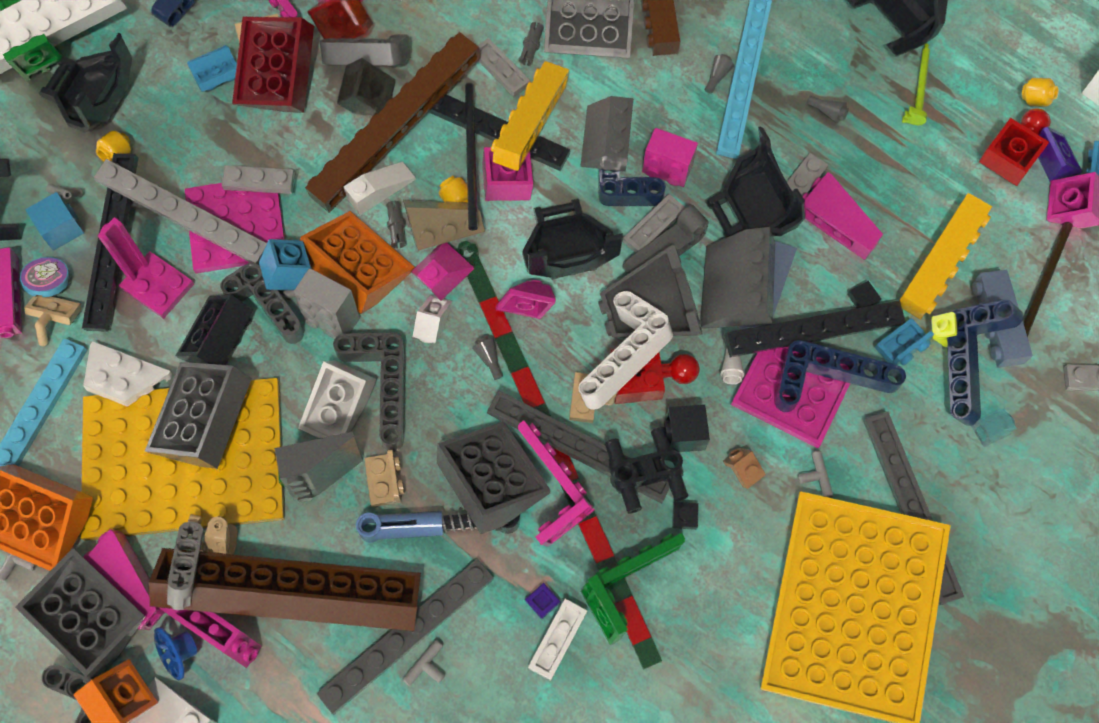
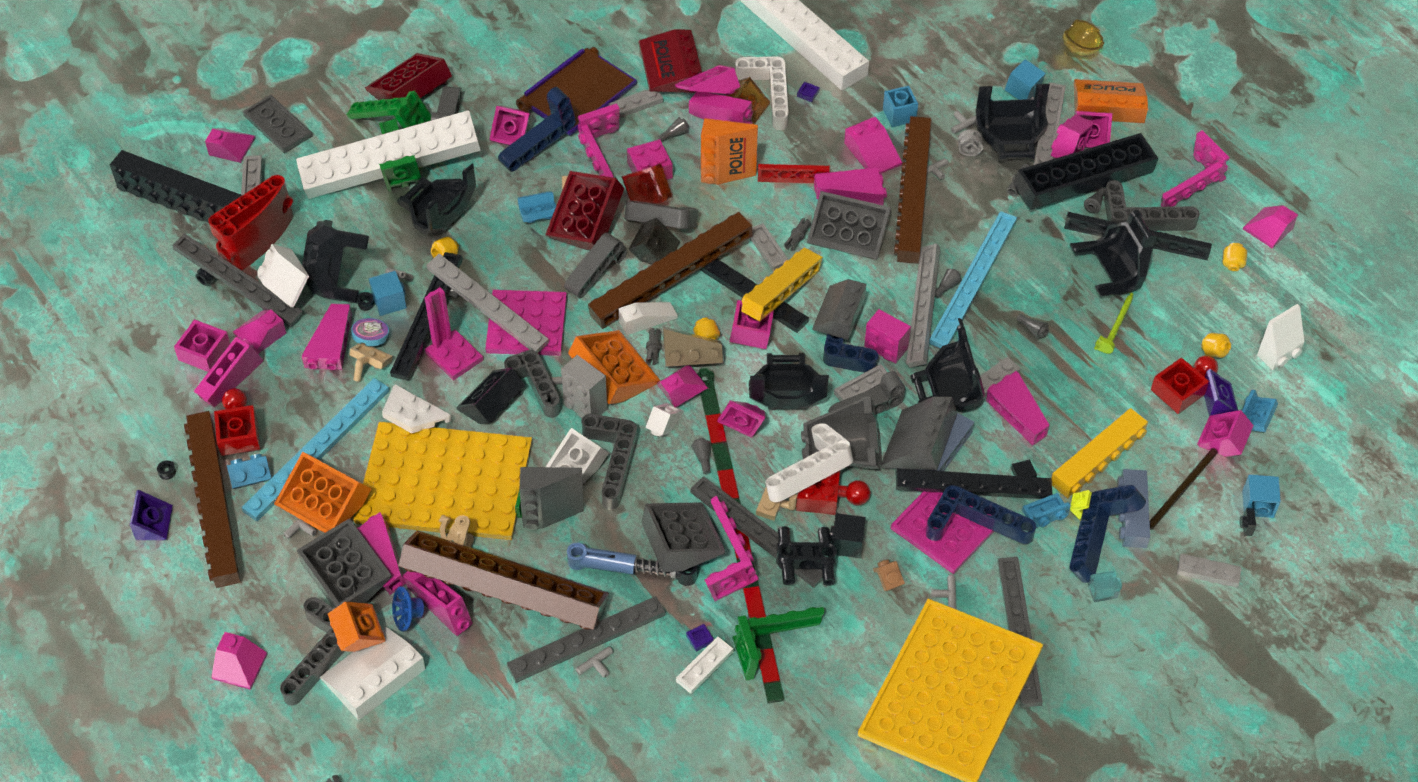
camera: 15 degrees right, 15 degrees down
(30, 242) = (362, 304): none -> black bush
(178, 594) = (431, 541): light grey beam -> none
(199, 414) = (466, 447): dark grey slope -> none
(258, 179) = (552, 292): light grey plate -> none
(283, 264) = (556, 353): dark azure head -> none
(301, 130) = (594, 264): none -> dark grey beam
(383, 479) = (596, 526): tan bracket -> none
(471, 157) = (725, 305): black piece -> none
(685, 515) = (831, 600): black plate -> none
(699, 108) = (923, 306): none -> light grey plate
(732, 369) = (898, 502): white cone -> none

